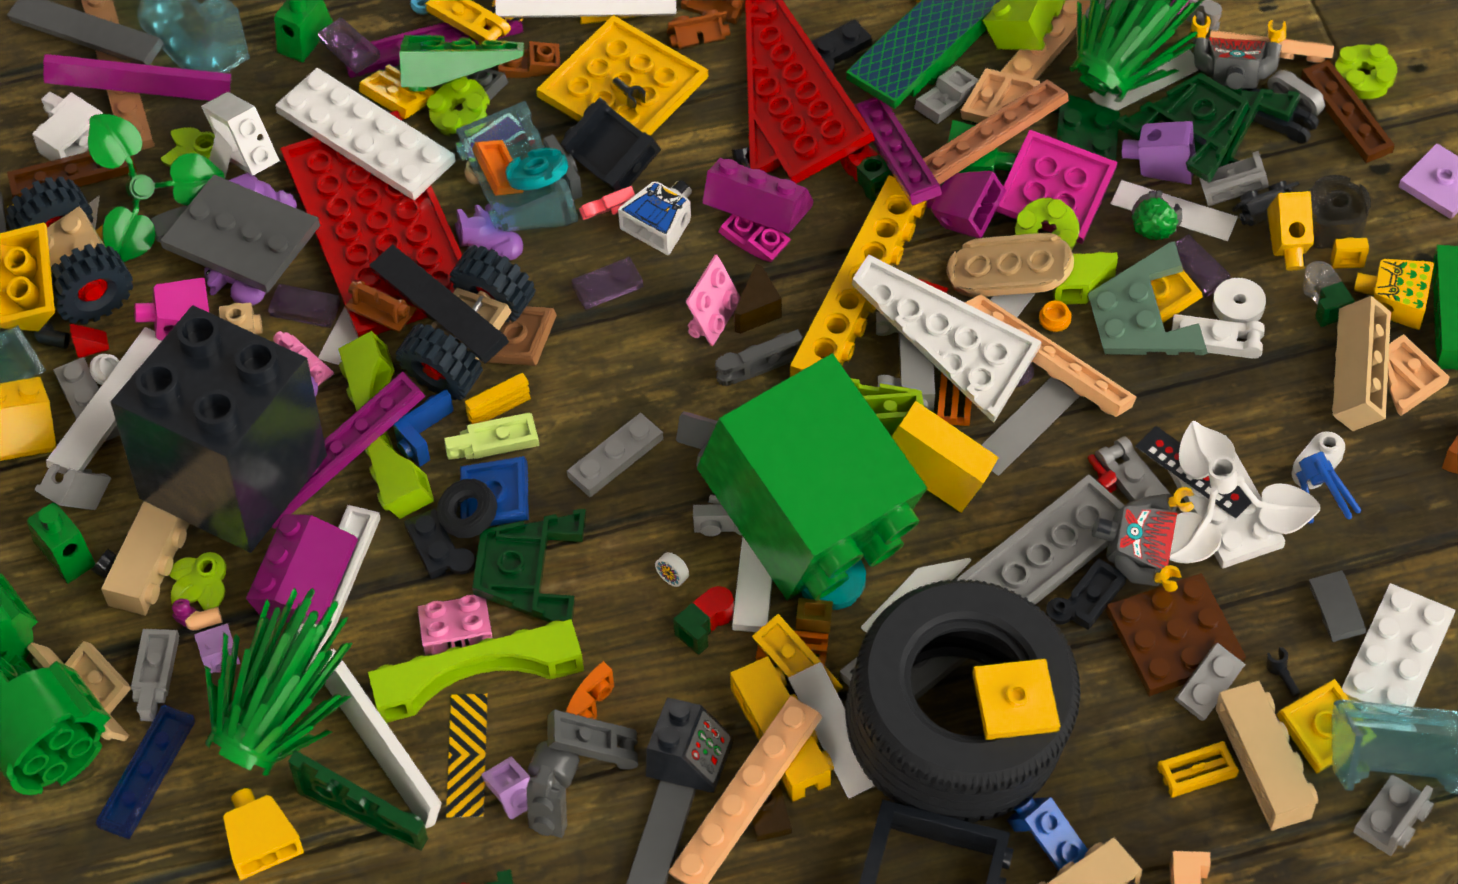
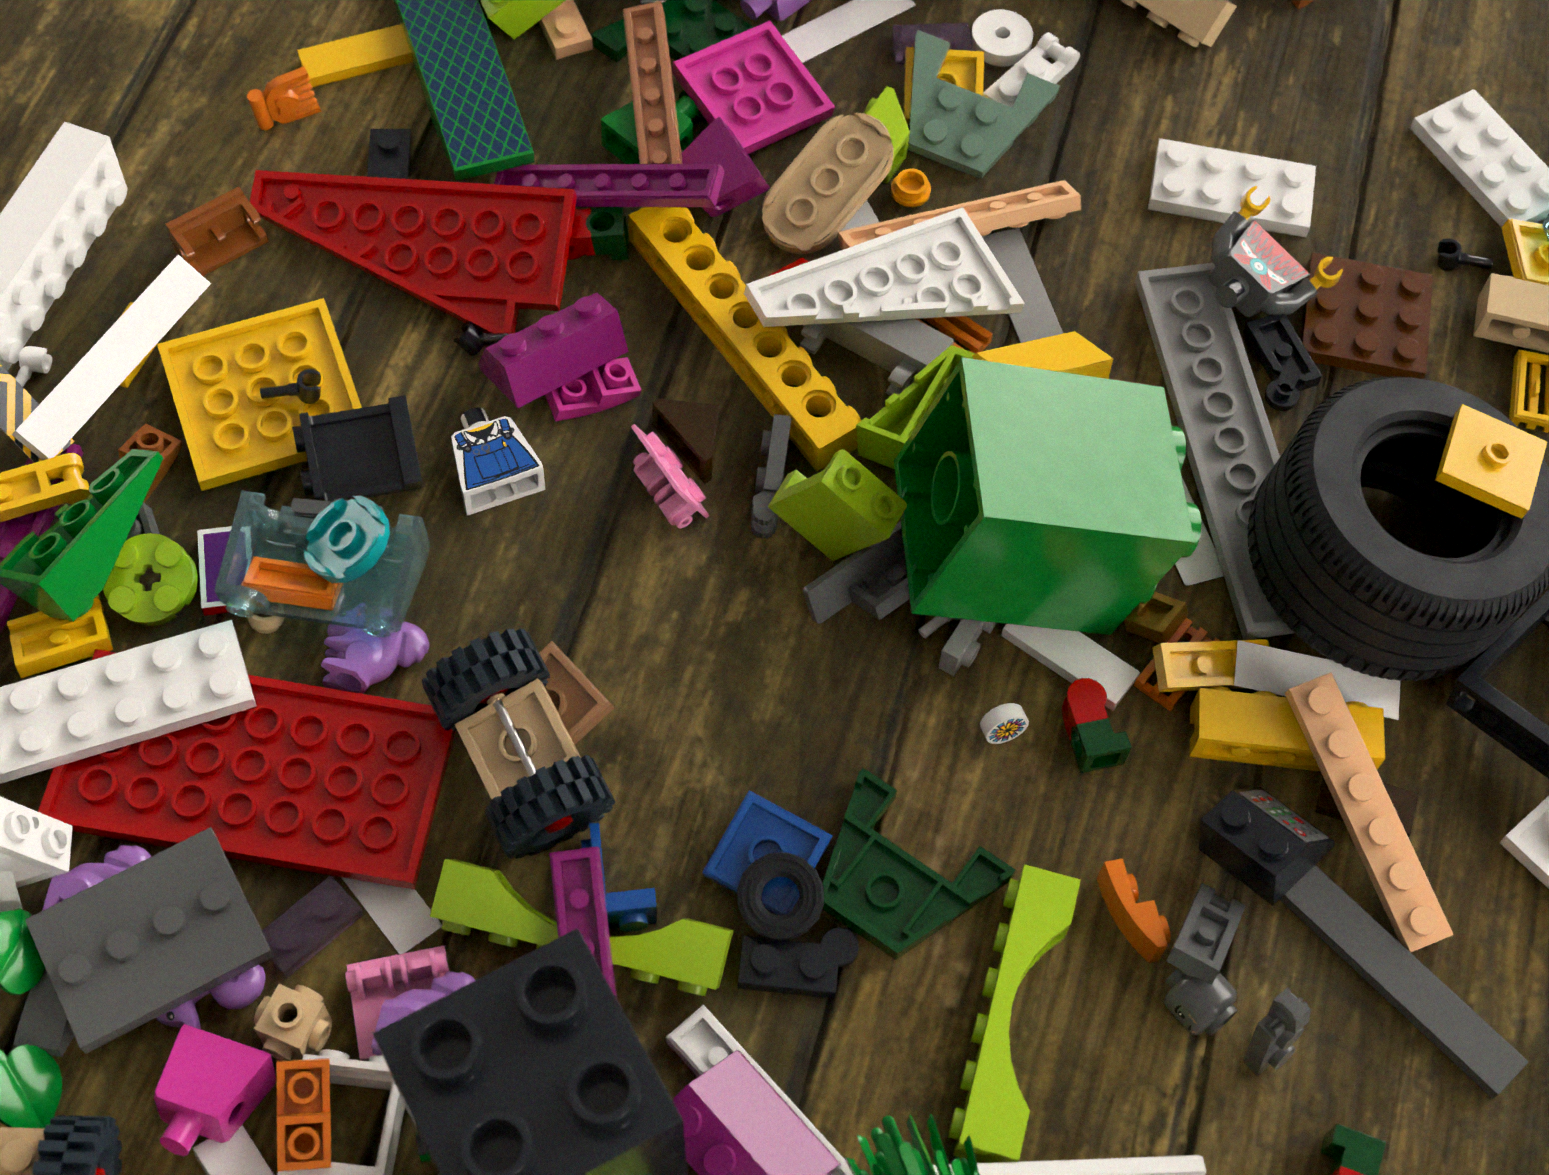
camera: 65 degrees left, 5 degrees up
(379, 306) = (402, 832): dark orange hinge -> none
(439, 303) = (464, 757): black tile -> none
(452, 622) = (928, 1003): bright pink hinge -> none
(467, 755) = (1116, 1092): sticker -> none
(493, 437) = (684, 811): yellowish green hinge -> none
(498, 399) = (633, 777): yellow tile -> none
(509, 785) = (1201, 1062): lavender bracket -> none
(606, 203) = (436, 495): coral plate -> none
(607, 283) = (541, 570): clear purple plate -> none
(615, 454) = (796, 697): light grey plate -> none
(686, 29) = (243, 290): dark orange hinge -> none
(743, 378) = (839, 507): none -> lime panel
(949, 94) = (543, 112): light grey slope -> none
(994, 92) = (588, 70): light nougat wing -> none
(1054, 212) = (795, 105): lime plate -> none
(1106, 478) = (1145, 261): red hand -> none
(1133, 475) = (1158, 241): light grey plate -> none
(1155, 217) = (857, 32): green piece -> none
(1165, 451) = (1194, 184): black sticker -> none
(1211, 676) = (1449, 318): light grey plate -> none
(1213, 454) = (1290, 138): white plant -> none
(1317, 445) = (1229, 82): white plate -> none
(1319, 470) = (1266, 89): blue plant -> none
(1337, 606) = (1425, 170): dark grey slope -> none

